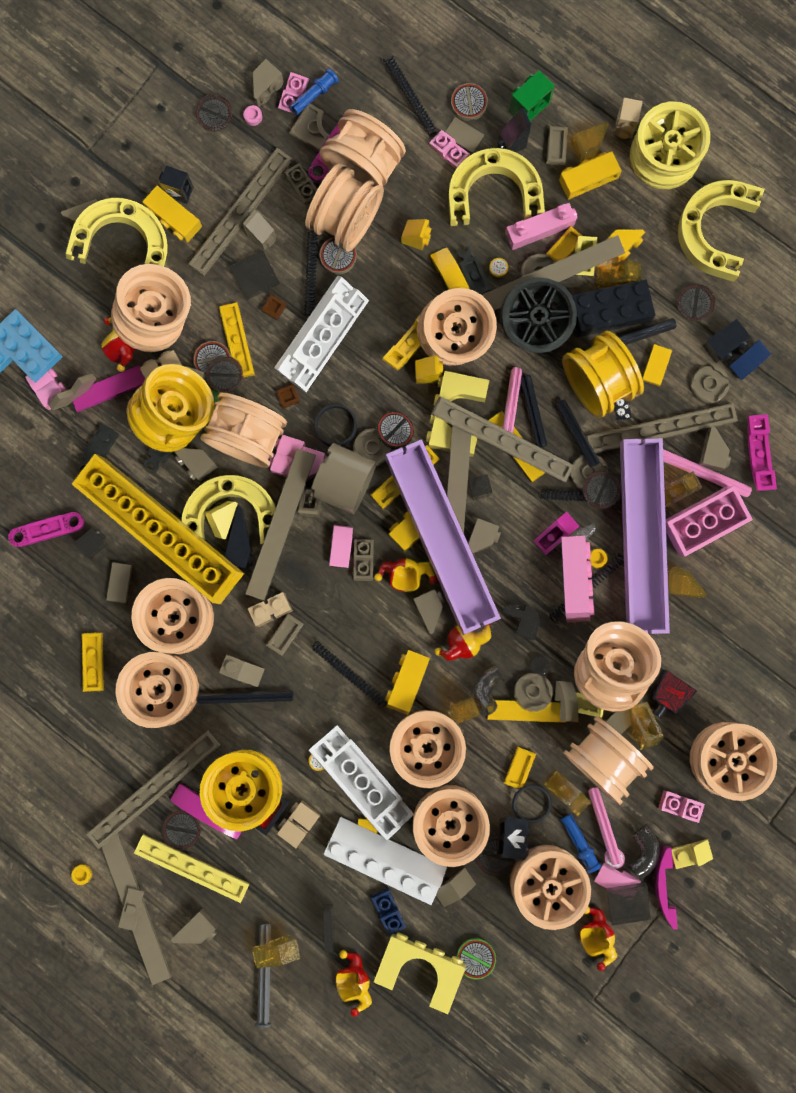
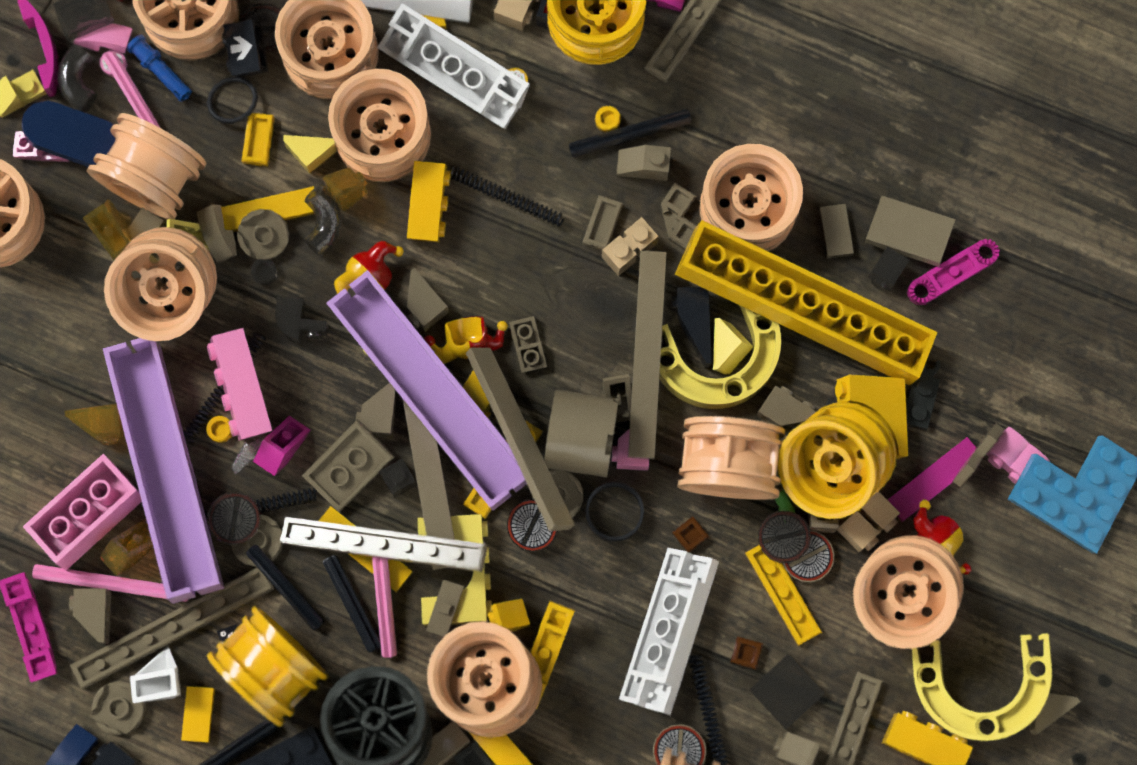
camera: 160 degrees right, 5 degrees down
(66, 566) = (910, 231): none -> dark tan tile
(92, 662) = (838, 125): yellow tile -> none
(127, 448) = (882, 396): none -> yellow arch
(133, 677) = (726, 72): light nougat wheel -> none
(231, 630) = (674, 209): none -> dark tan tile
(258, 712) = (607, 119): none -> yellow tile
(286, 450) = (667, 451): bright pink brick -> none
(341, 546) = (562, 352): bright pink slope -> none
(388, 483) = (520, 439): none -> dark tan tile
(471, 385) = (444, 608): none -> dark tan piece
(484, 746) = (310, 150): none -> light yellow slope
(512, 504) = (348, 465): none -> dark tan tile
(567, 793) = (190, 122): clear yellow slope -> none
(658, 808) = (67, 132): none -> dark blue tile
(670, 694) = (84, 278): torso -> none
(680, 393) = (156, 680): none -> white slope

